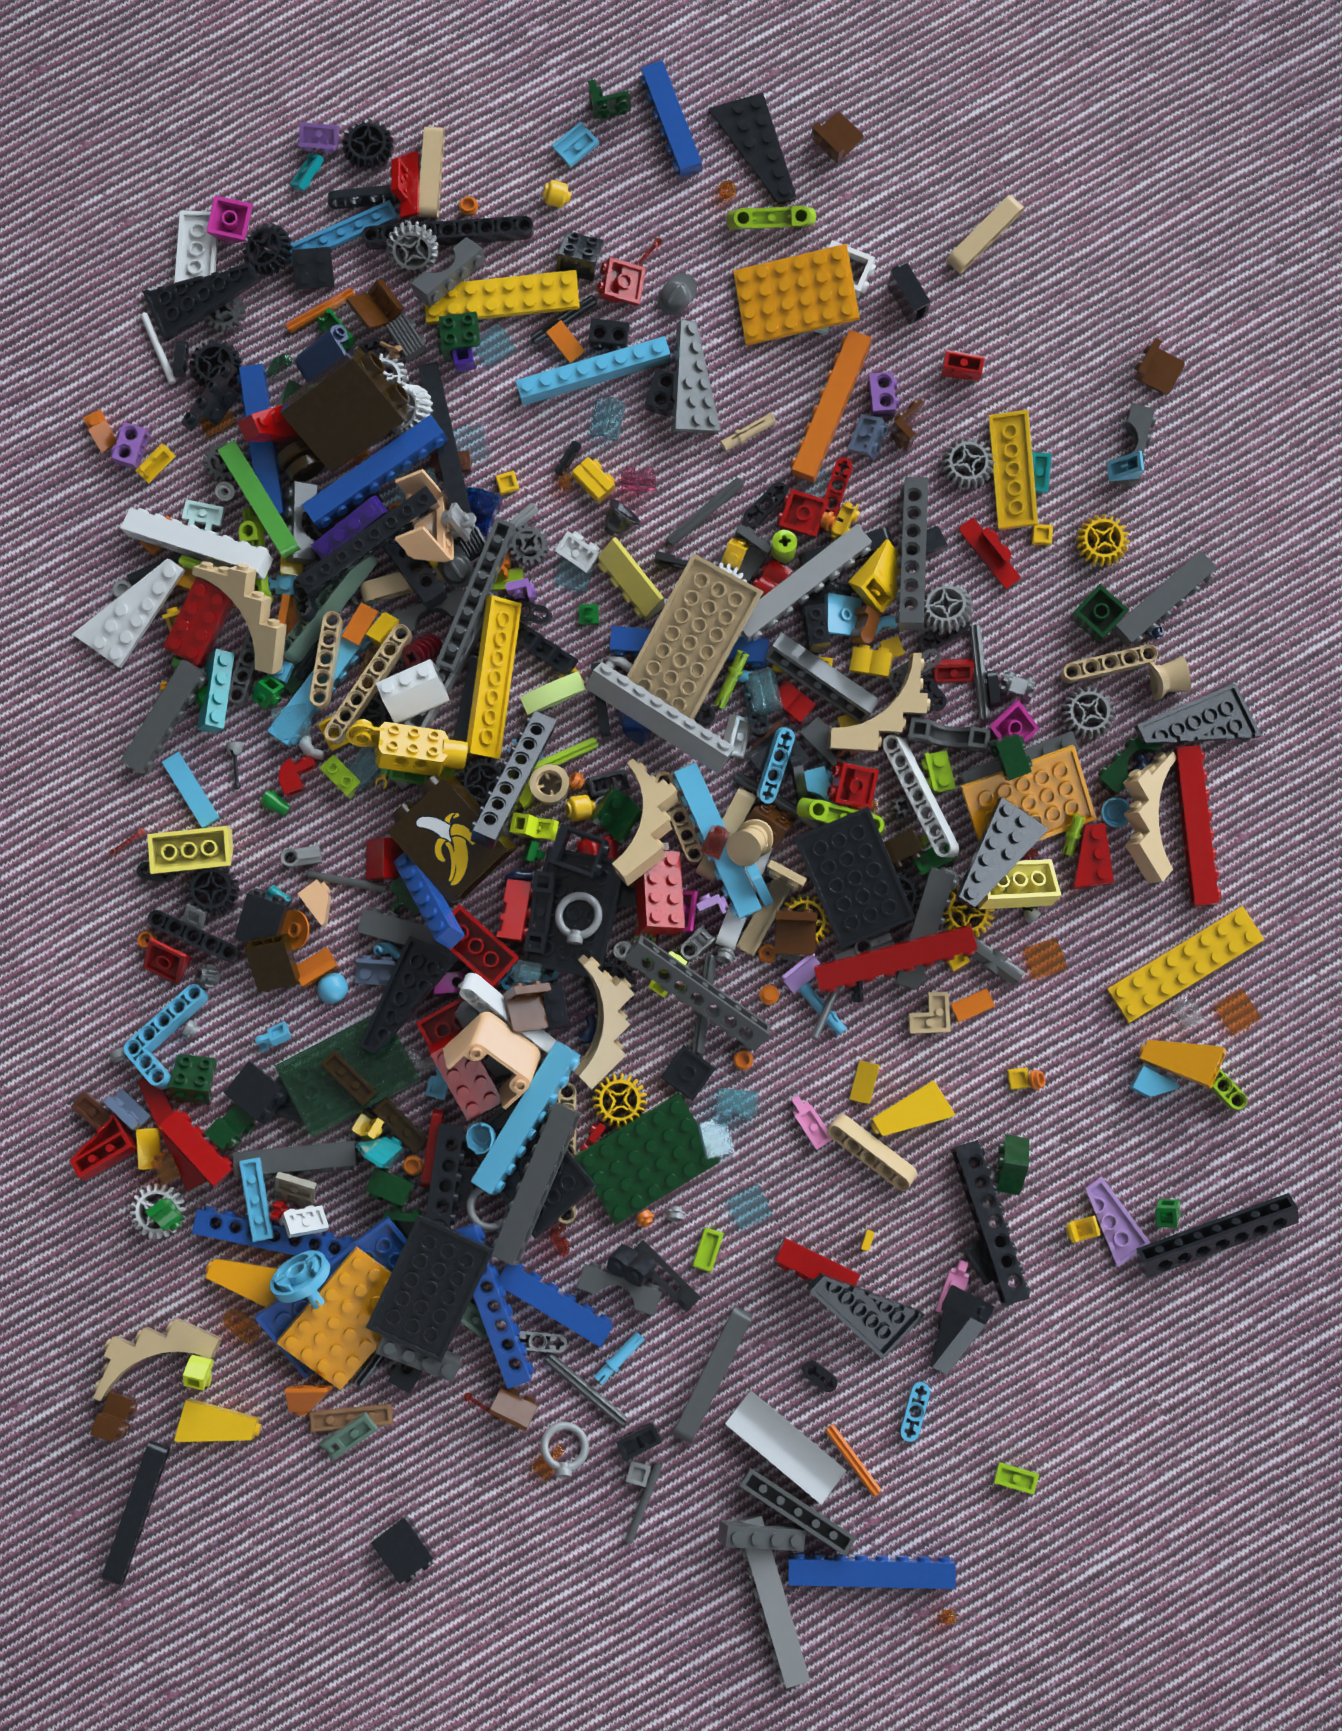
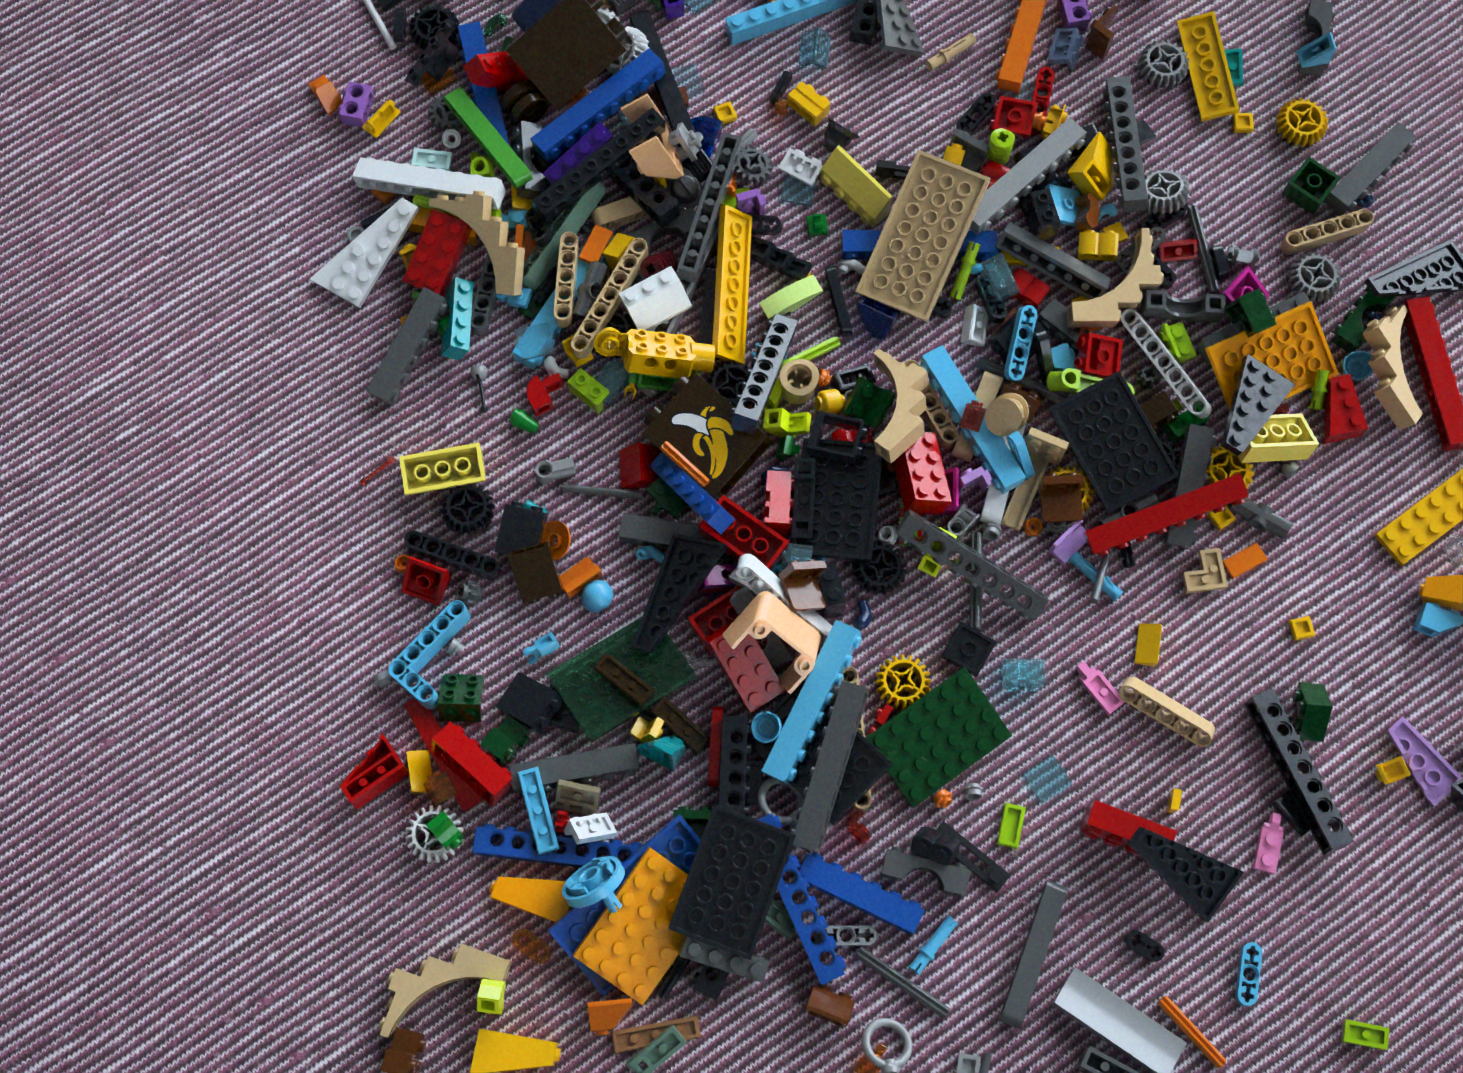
camera: 10 degrees left, 10 degrees down
(91, 1110) = (357, 737): copper plate -> none
(127, 1109) = (396, 732): sand blue bracket -> none
(154, 877) = (408, 502): black beam -> none
(191, 790) = (437, 415): medium azure tile -> none
(195, 916) = (452, 534): light grey plate -> none
(267, 692) = (508, 316): green brick -> none
(317, 900) = (574, 510): light nougat slope -> none
(352, 665) = (589, 290): none -> dark grey piece
(374, 971) = (638, 574): sand blue bracket -> none
(390, 1187) = (677, 786): dark green brick -> none
(412, 1165) = (696, 765): orange plate -> none
(425, 869) = (684, 464): none -> orange axle
(437, 1086) = (714, 682): medium azure plate -> none
(468, 1397) = (778, 1001): clear red hinge -> none
(576, 936) = (842, 518): light grey piece -> none
(605, 1048) = (887, 601): tan arch -> none
(638, 481) = (851, 100): clear pink hips -> none
(639, 1440) = (966, 1029): black brick -> none
(659, 717) = (901, 307): light grey brick -> none
(705, 511) = (918, 125): dark grey axle -> none
(715, 1138) = (1005, 711): clear light blue piece -> none
(743, 1060) = (1022, 632): orange plate -> none
(769, 994) = (1040, 566): orange plate -> none
(916, 1109) = (1207, 665): yellow slope -> none
(960, 1324) = (1284, 877): black wedge -> none
(991, 552) = (1198, 139): red bracket -> none
(1036, 1079) = (1320, 627): orange plate -> none
(1045, 958) = (1309, 510): clear orange piece -> none
(1169, 677) = (1388, 237): tan hat -> none

